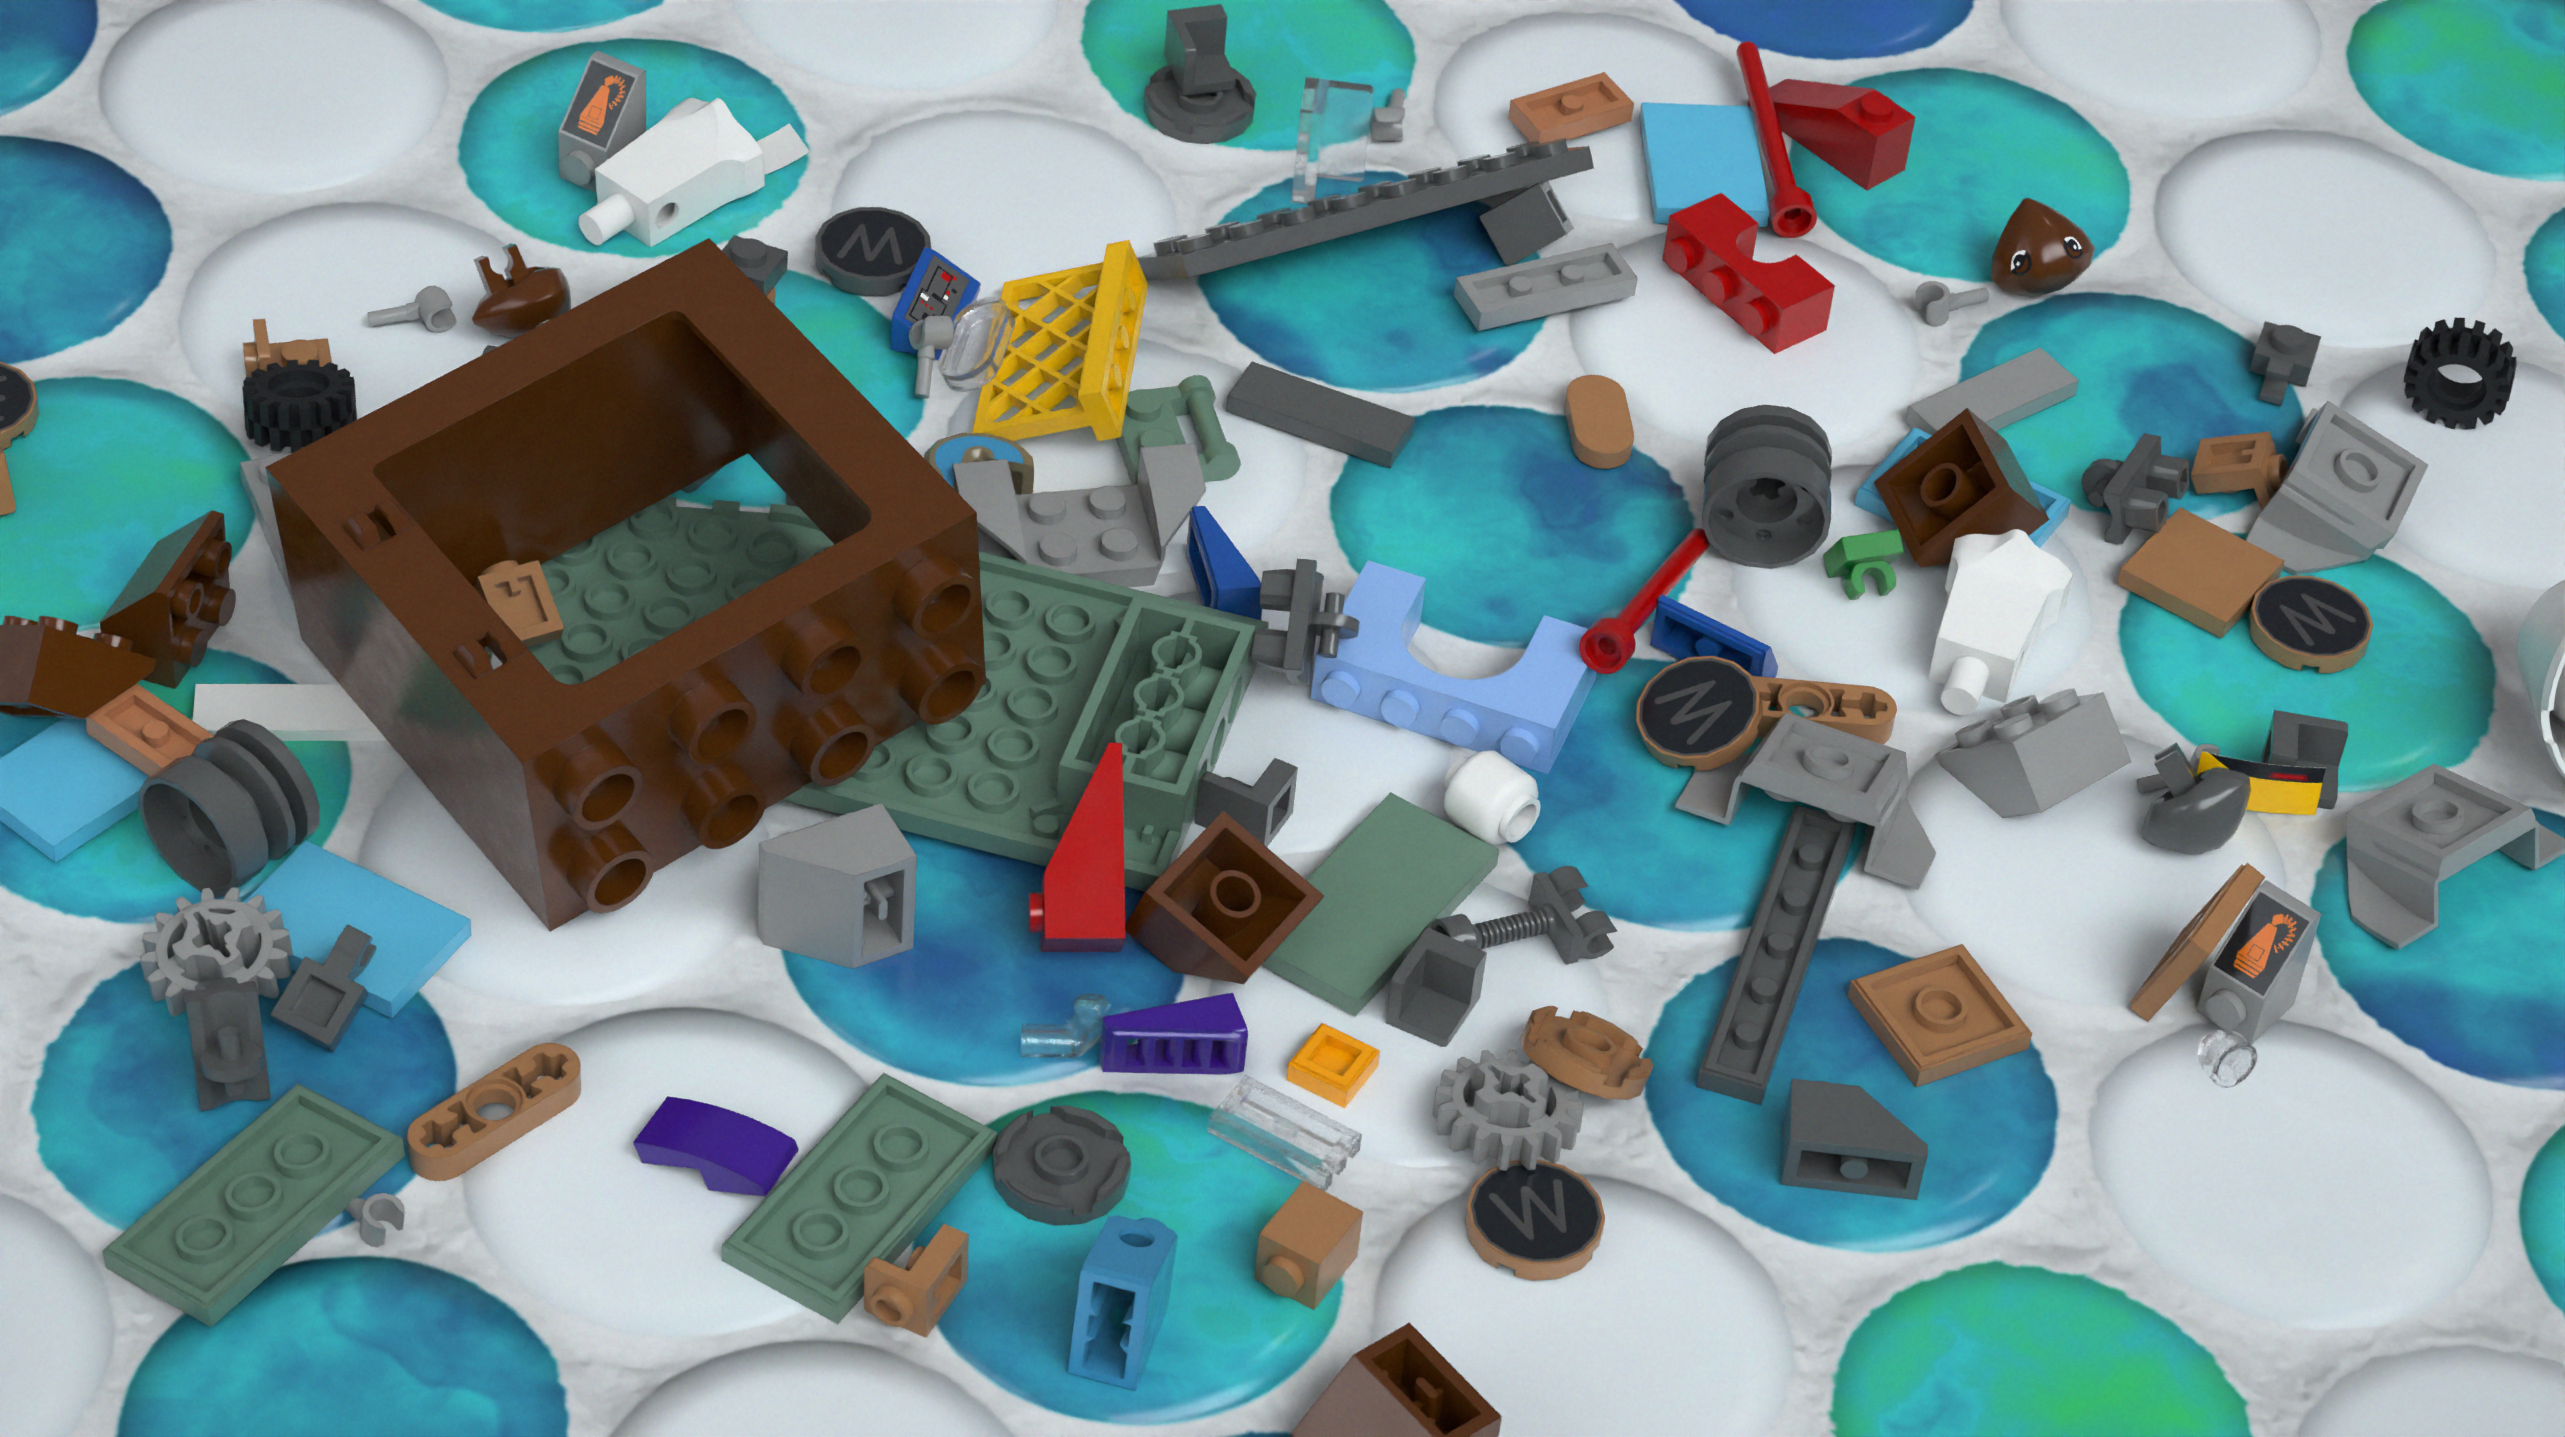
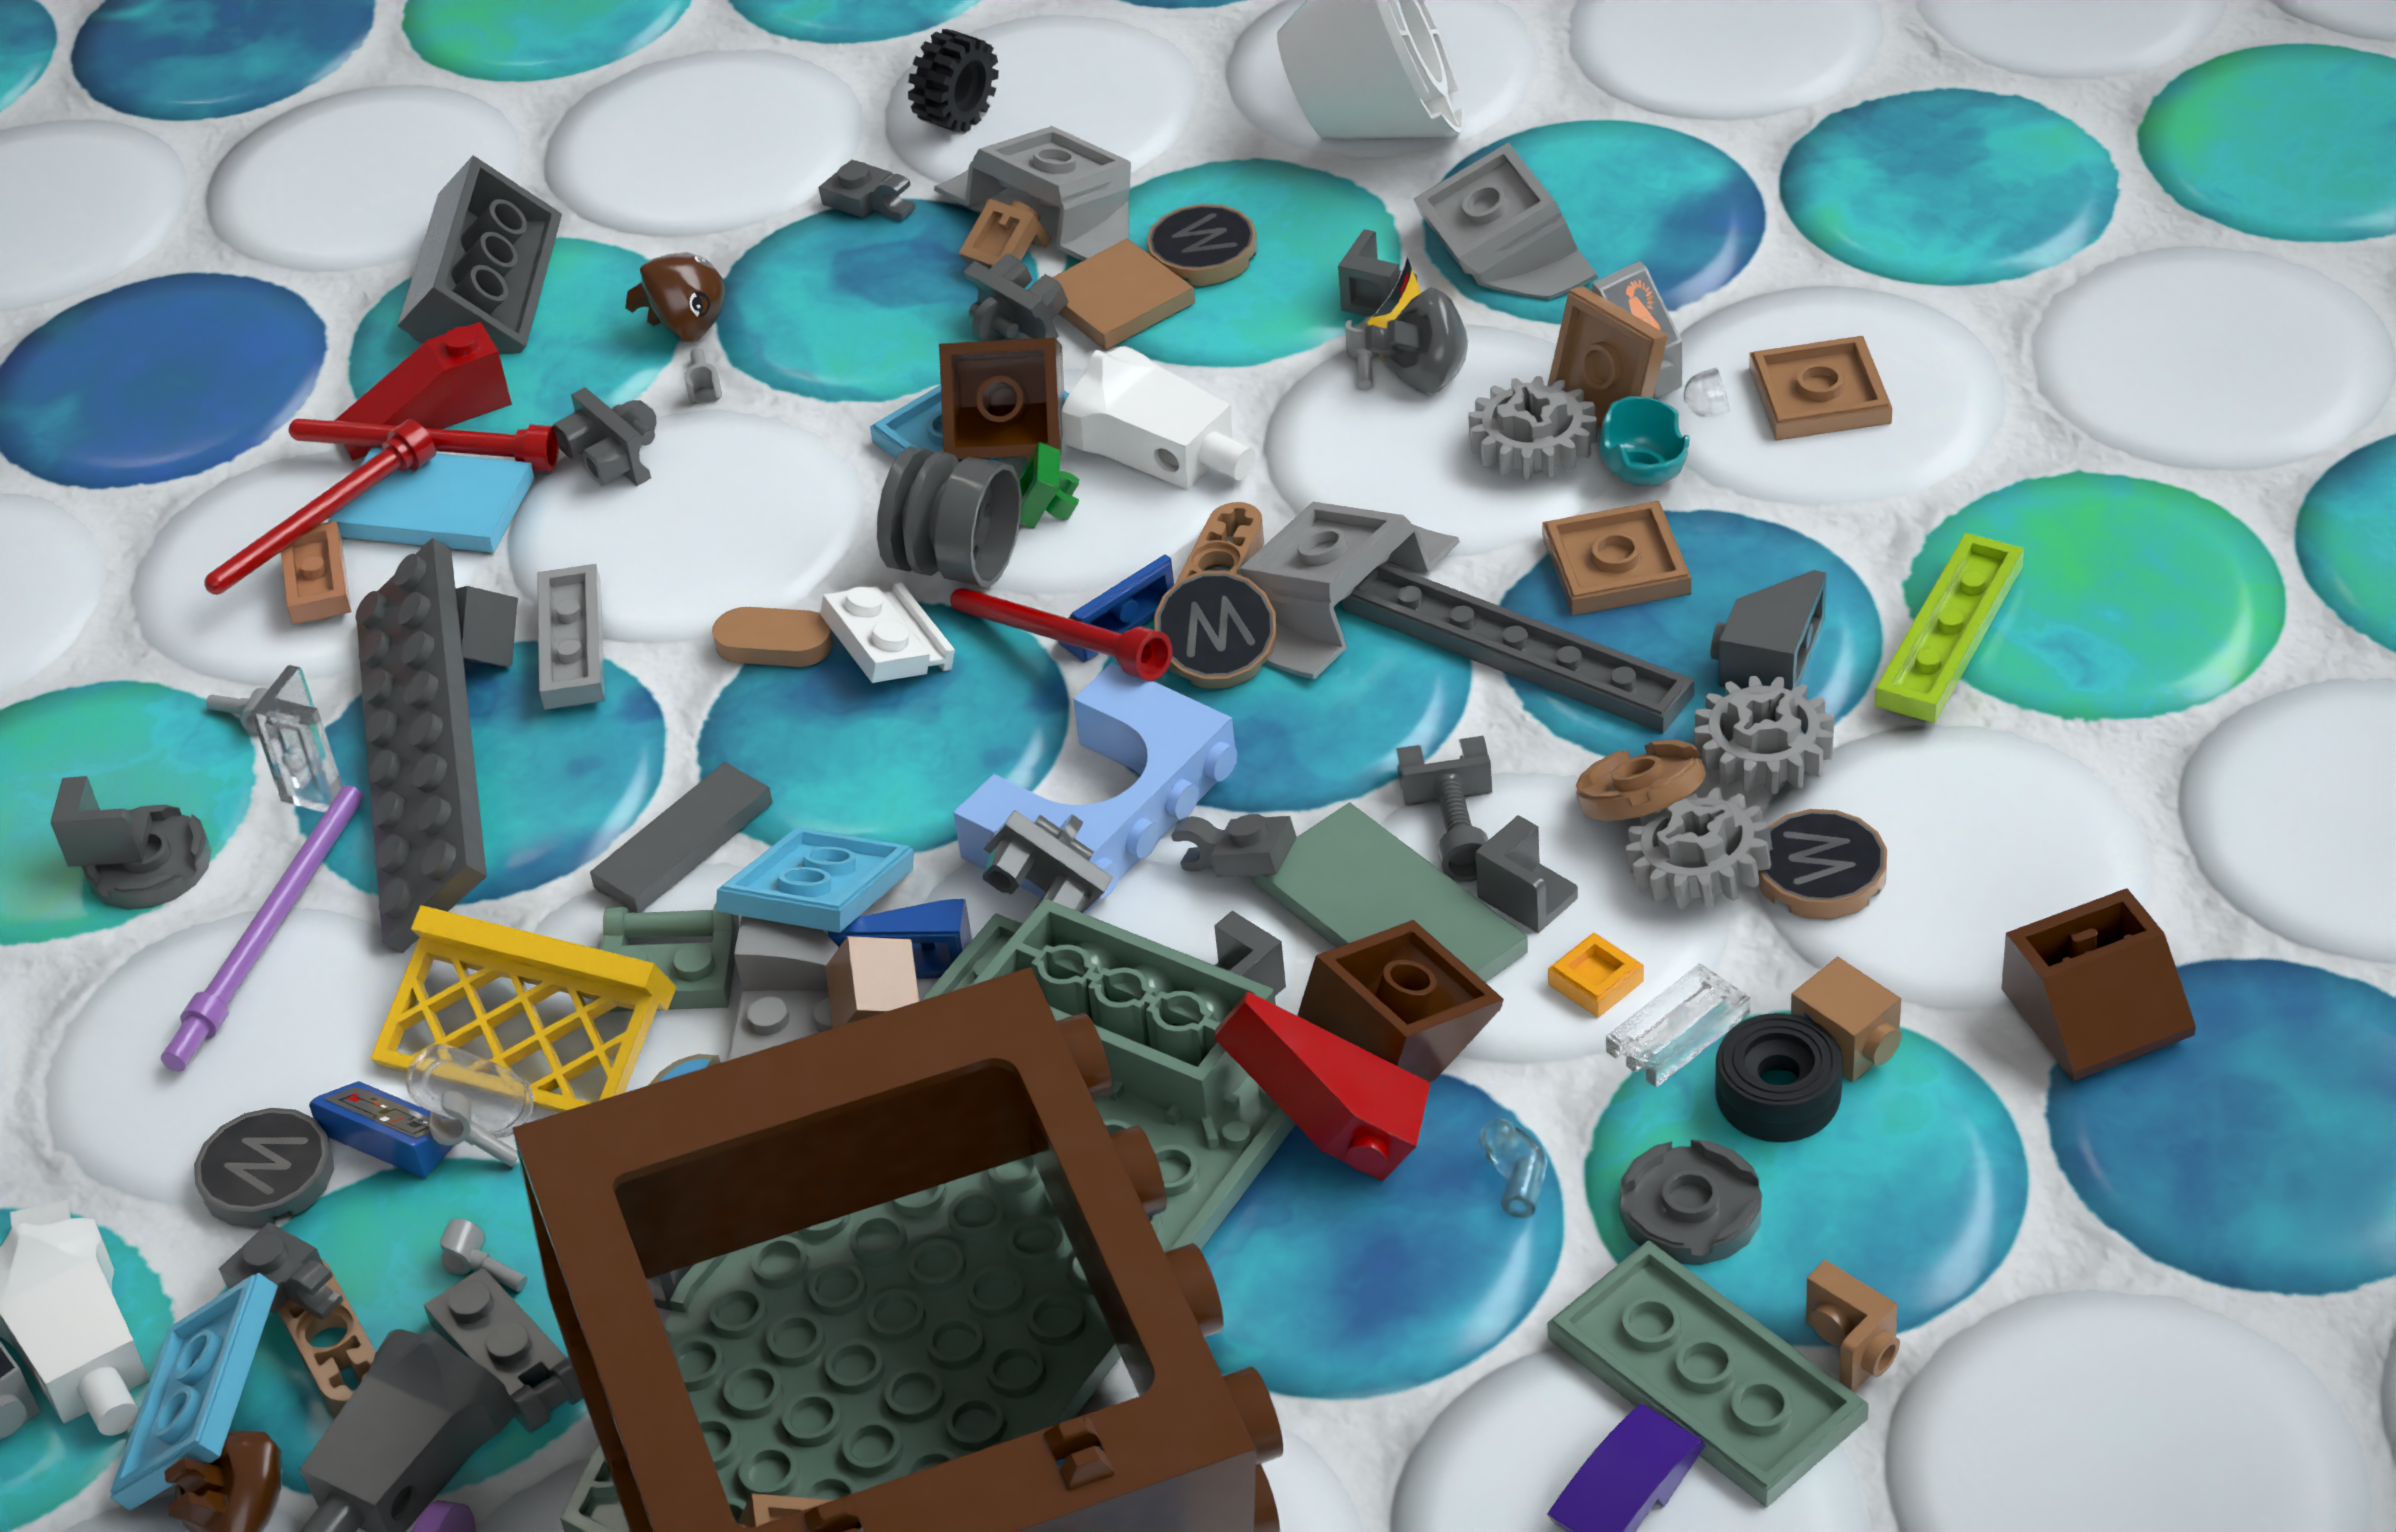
camera: 65 degrees left, 0 degrees up
(603, 252) = (194, 1389): none -> medium azure tile
(839, 889) = (1313, 1296): light grey slope -> none
(1027, 176) = (209, 1008): none -> medium lavender bar
(1129, 547) = (870, 978): none -> brick
(1130, 1270) = (1908, 1155): dark azure torso -> none
(1192, 1035) = (1557, 1063): dark purple slope -> none
(1224, 1171) = (1771, 1110): none -> black tyre
(1263, 492) = (816, 879): none -> medium azure tile
(1407, 777) = (1245, 847): none -> dark grey plate
(1491, 798) = (1294, 784): white head -> none
(1622, 490) = (886, 632): none -> white plate
(1692, 1147) = (1764, 734): none -> light grey gear
(1734, 117) = (406, 448): none -> red piece
(1772, 301) = (584, 510): red arch -> none
(1824, 245) = (607, 436): none -> dark grey hips
(1918, 1290) = (1949, 628): none -> lime plate
(1999, 394) = (846, 373): light grey tile -> none
(2035, 114) = (481, 259): none -> dark grey slope
(2037, 752) = (1327, 427): light grey slope -> none
(2101, 914) = (1532, 427): none -> light grey gear
(2105, 998) = (1642, 441): none -> teal hair
(2286, 1156) = (1820, 388): none -> medium nougat tile

